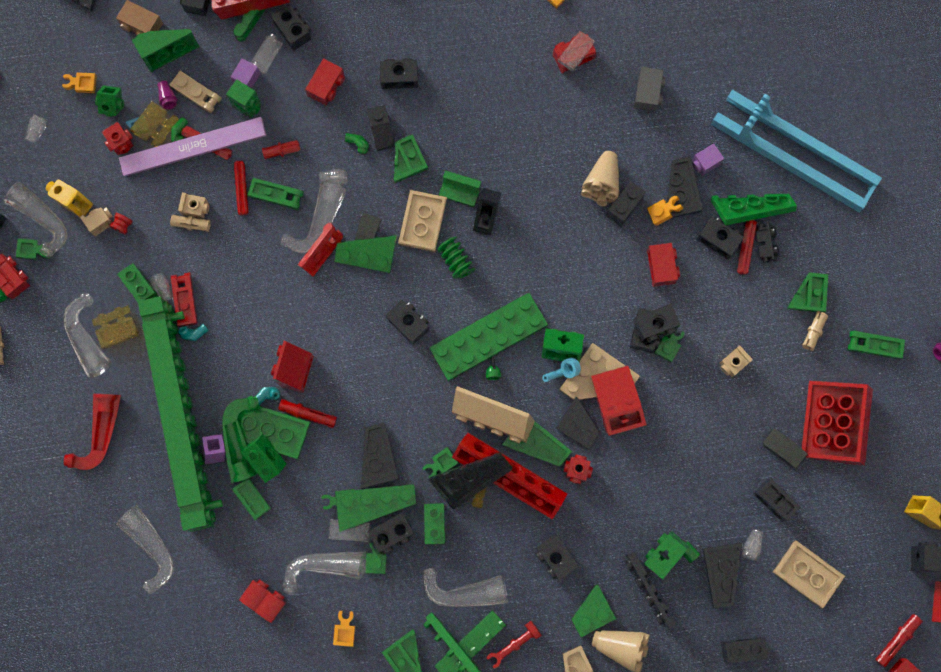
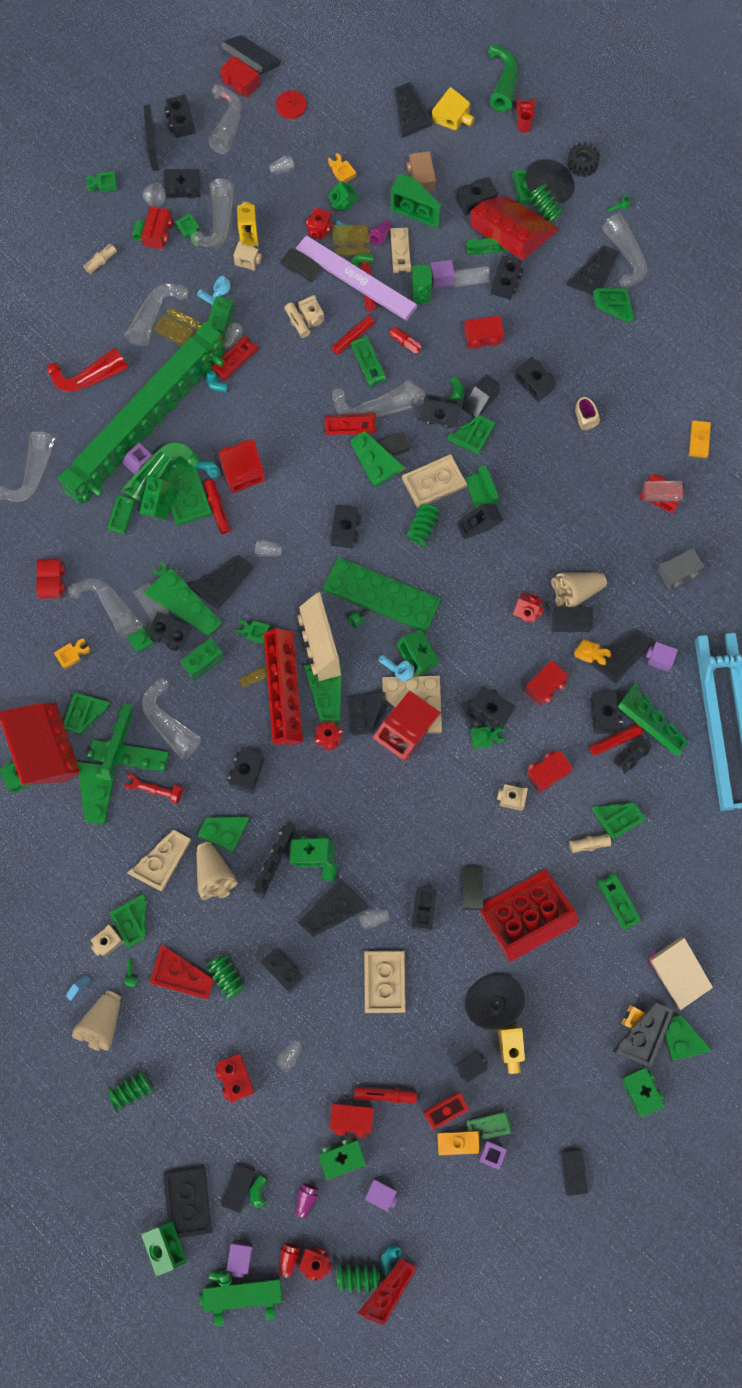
camera: 50 degrees right, 5 degrees down
(108, 263) = (220, 288): none -> medium azure plate
(120, 223) = (257, 273): red wheel -> none
(141, 181) = (302, 264): none -> pearl dark grey slope
(358, 169) = (433, 403): none -> black brick
(377, 399) = (267, 549): none -> clear cone
(461, 57) = (587, 413): none -> rock
(468, 480) = (255, 657): black wing -> none
(590, 229) = (528, 607): none -> red brick
(735, 317) = (549, 771): none -> red brick
(888, 500) = (494, 1002): none -> black hat

